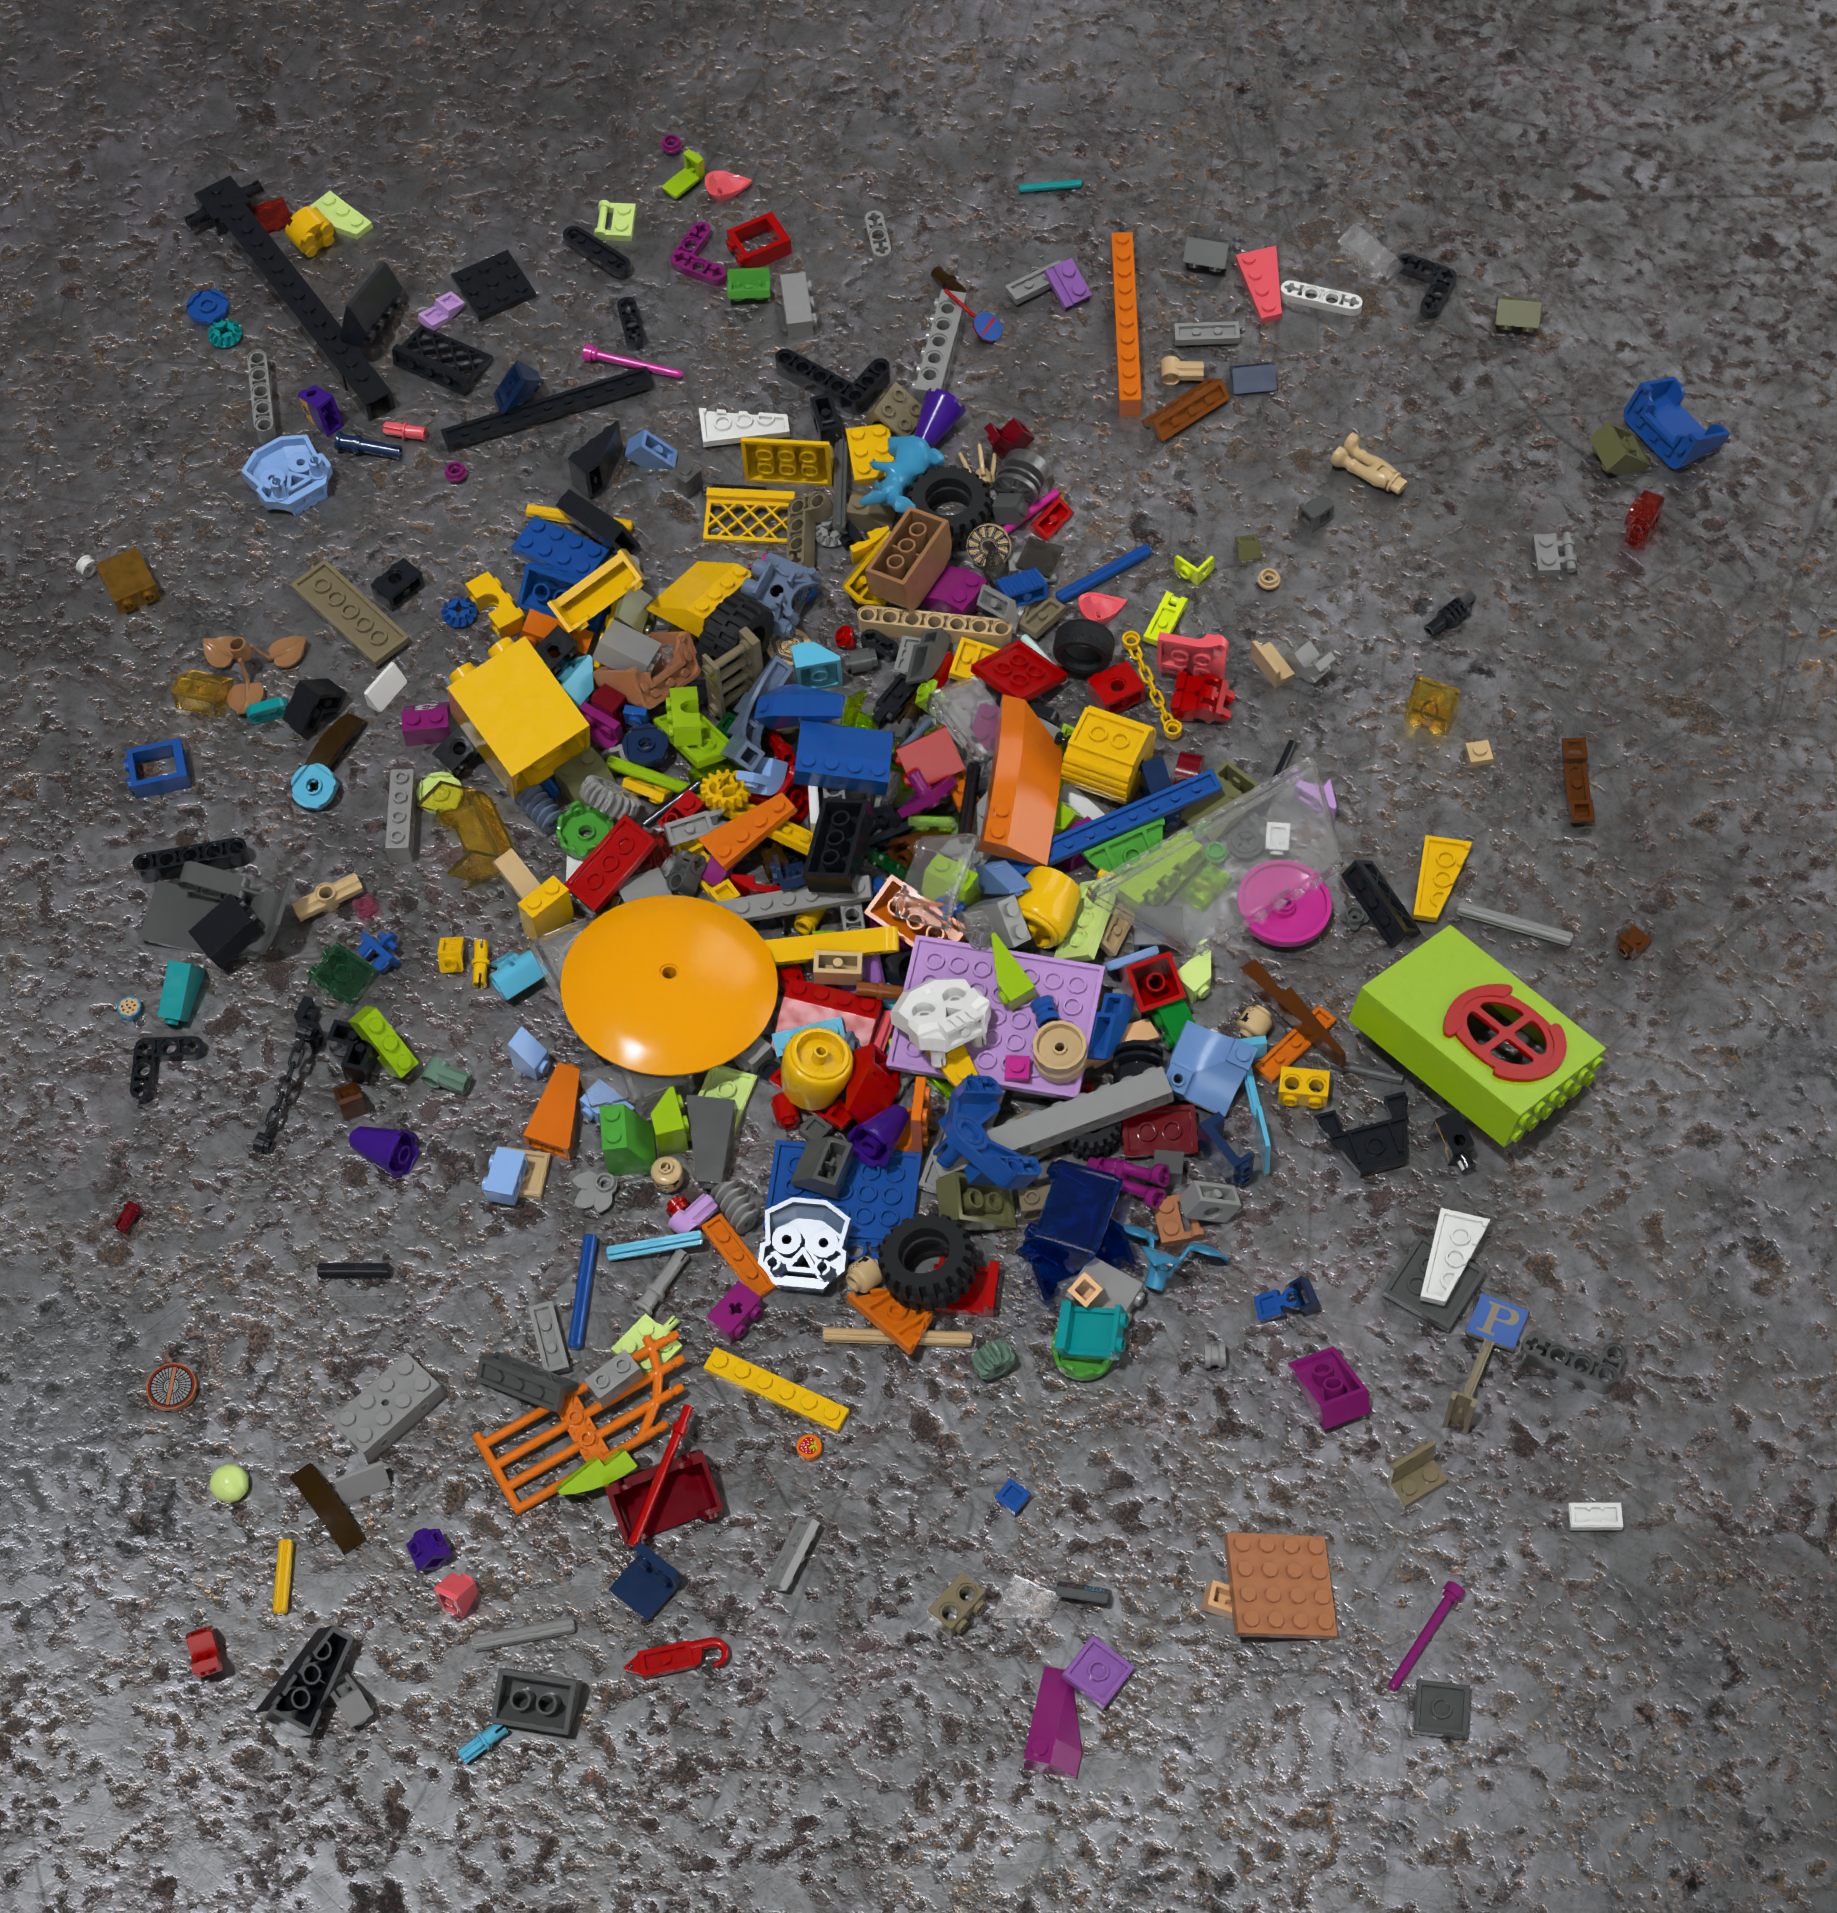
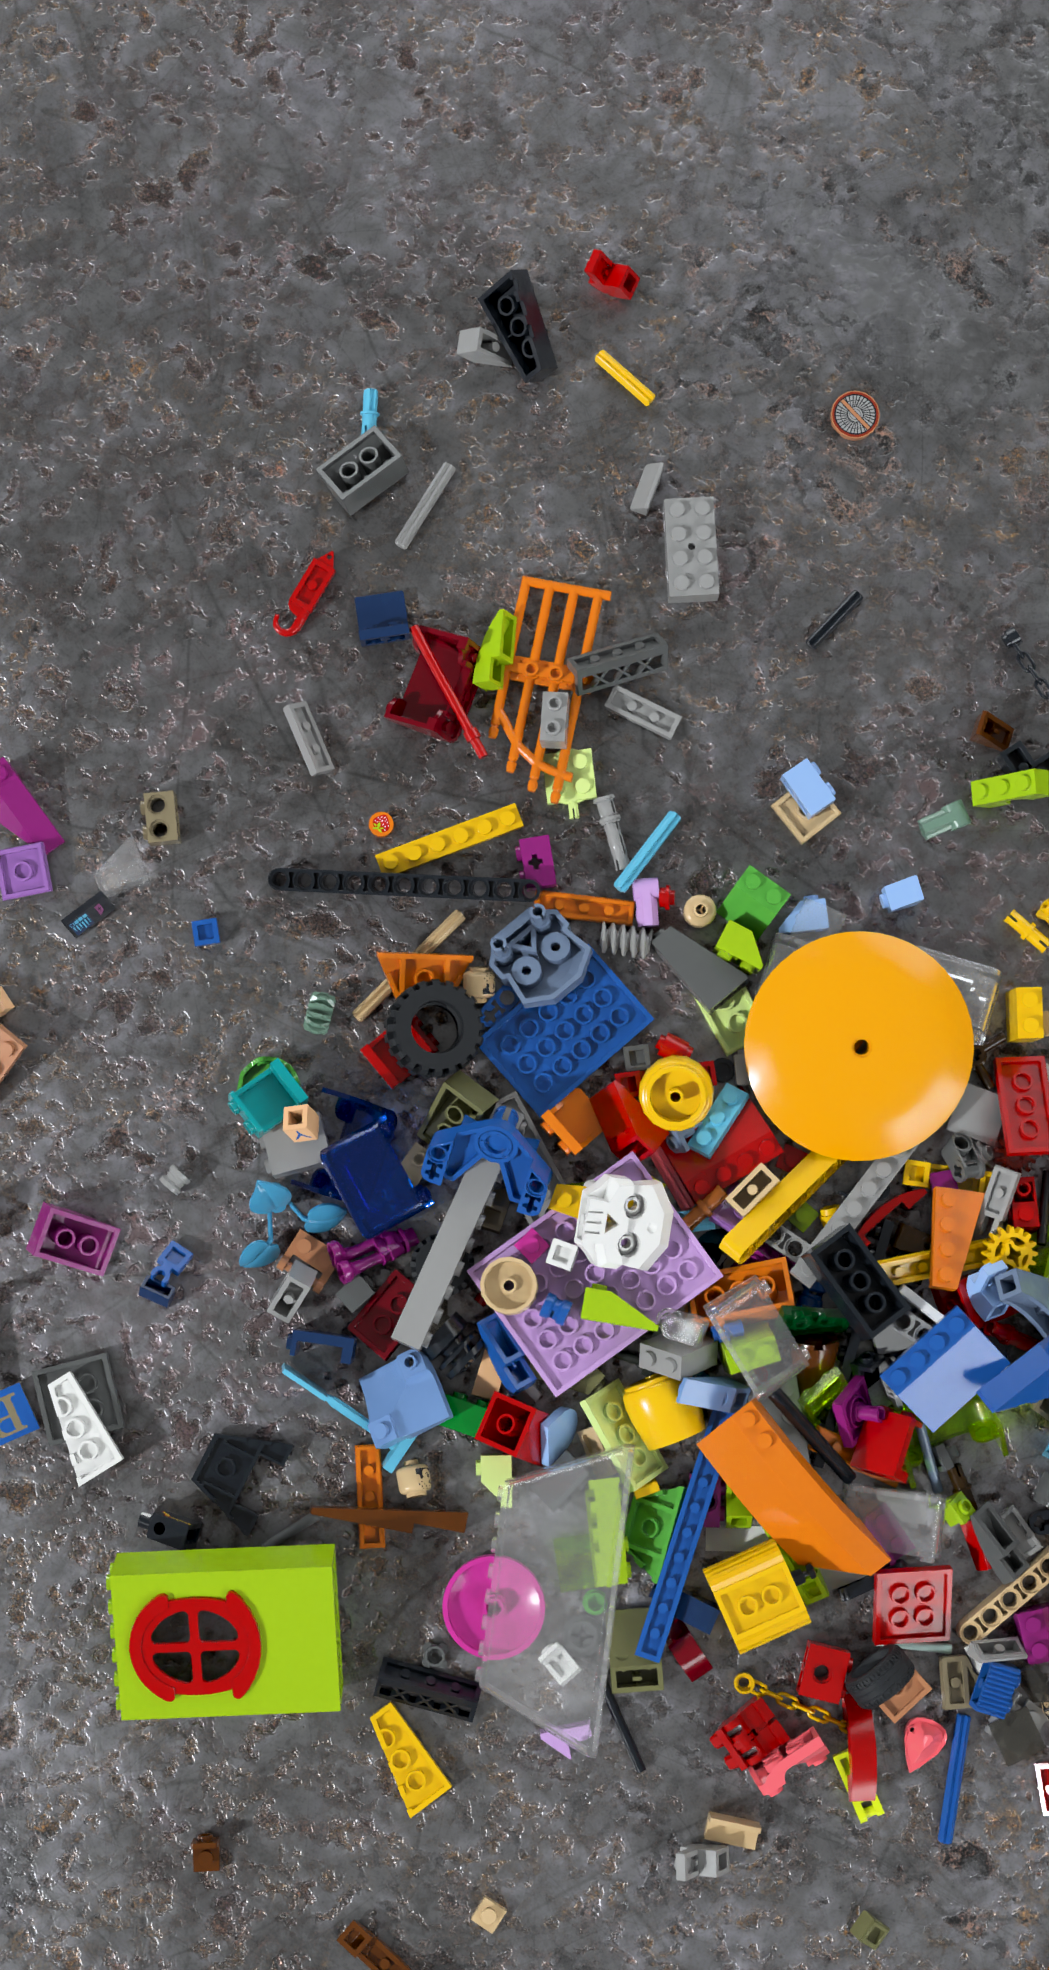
camera: 130 degrees right, 25 degrees up
(126, 1218) = (1035, 490): dark red pin -> none
(229, 1483) = (735, 397): yellowish green hair -> none
(327, 1508) = (653, 447): dark brown slope -> none
(386, 1148) = (917, 720): dark purple cone -> none
(428, 1549) = (548, 489): dark purple brick -> none
(456, 1593) = (494, 480): coral slope -> none
(514, 973) = (991, 946): medium azure piece -> none
(556, 1115) = (831, 875): orange slope -> none
(582, 1292) = (661, 770): blue axle -> none
(592, 1192) = (739, 847): light grey plate -> none
(787, 875) = (877, 1229): dark blue bracket -> none
(824, 1166) = (593, 1027): dark grey slope -> none
(841, 1392) = (393, 889): none -> black beam
(879, 1135) = (578, 1096): dark purple cone -> none
(893, 700) = (984, 1478): black hinge -> none
(967, 654) = (968, 1582): yellow wing -> none
(1002, 1037) = (562, 1254): none -> white panel
(1141, 628) = (862, 1751): none -> red slope
(1192, 573) = (887, 1850): neon yellow bracket -> none
(1269, 574) = (820, 1921): tan plate -> none
(1303, 1081) = (328, 1466): yellow brick -> none
(1432, 706) = (560, 1916): clear yellow slope -> none
(1514, 923) = (310, 1777): light grey axle -> none

